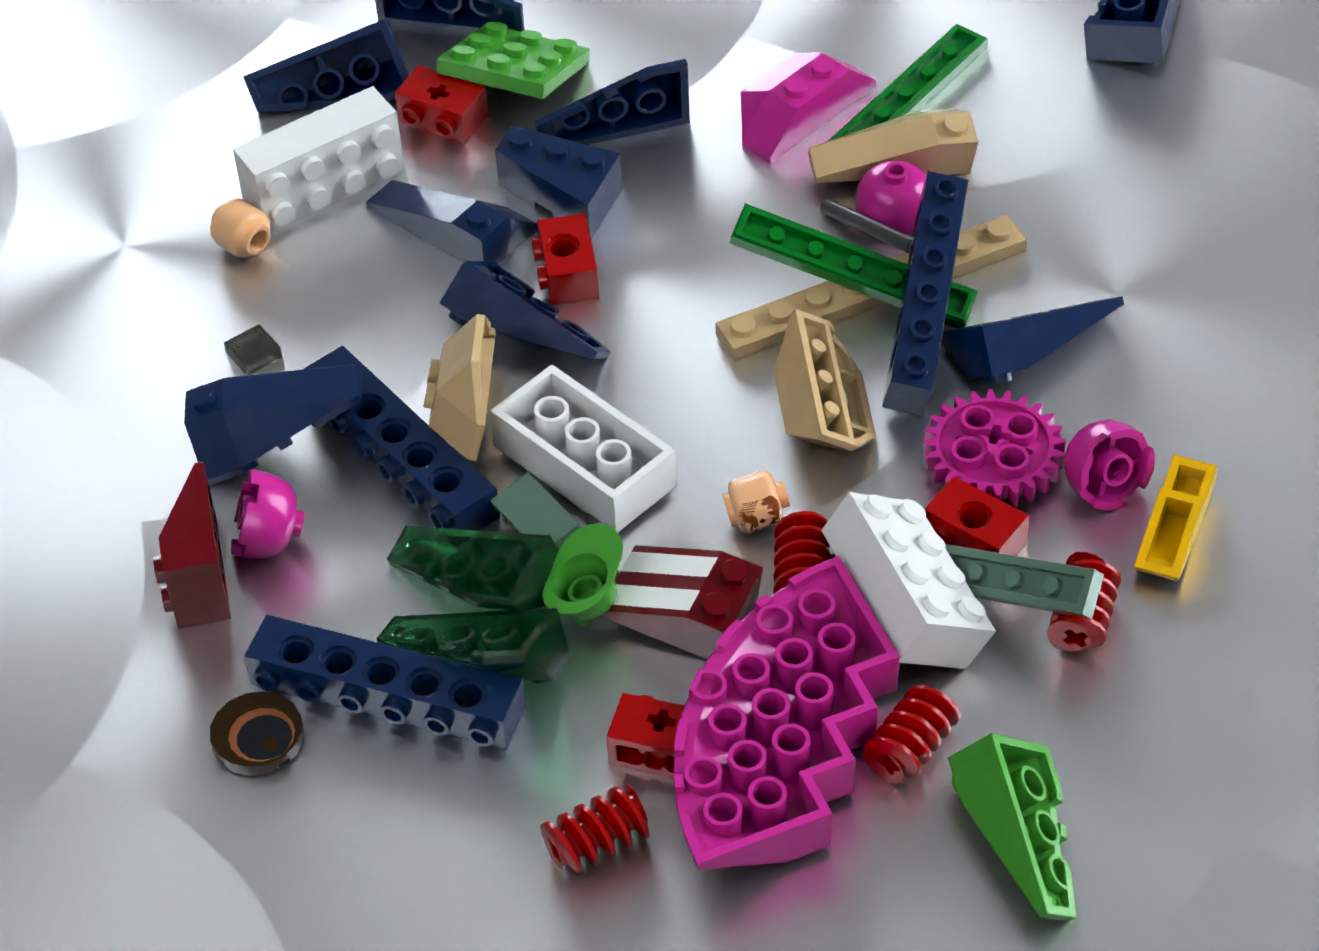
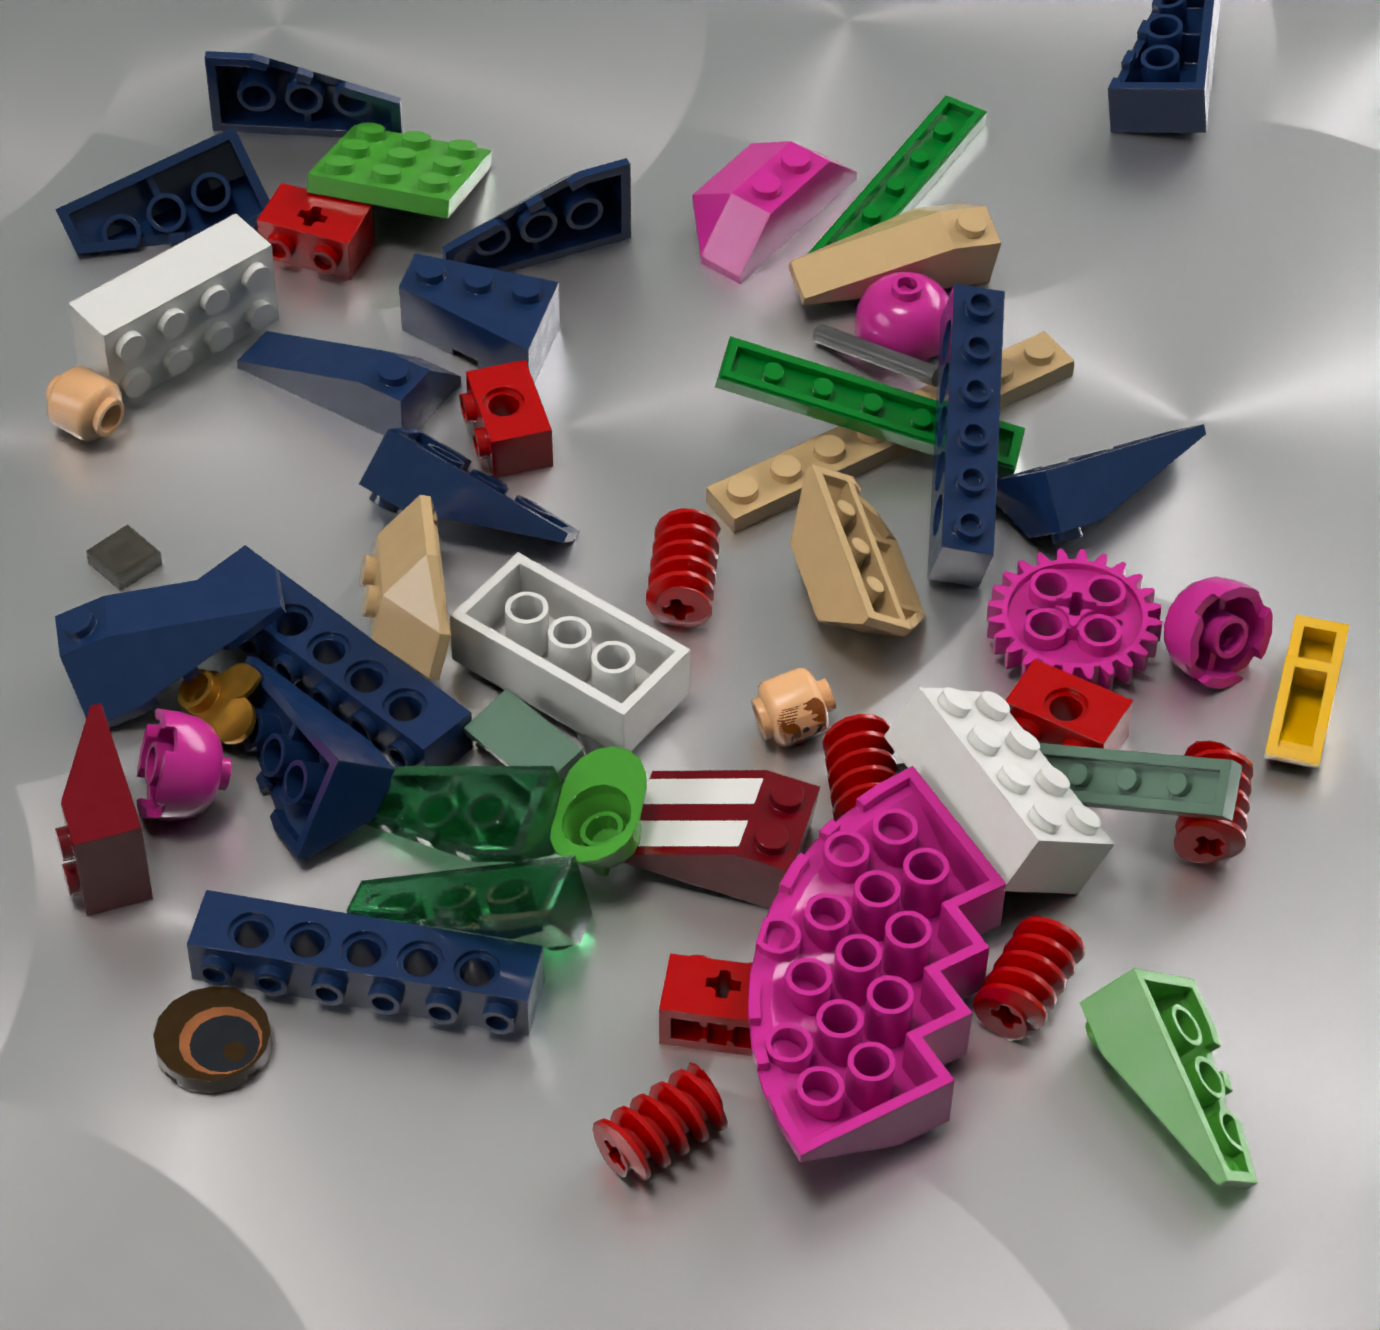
camera: 10 degrees left, 0 degrees up
(305, 467) = (223, 700): none -> pearl gold plate
(369, 519) = (312, 765): none -> dark blue wedge
(685, 385) = (683, 568): none -> red piece

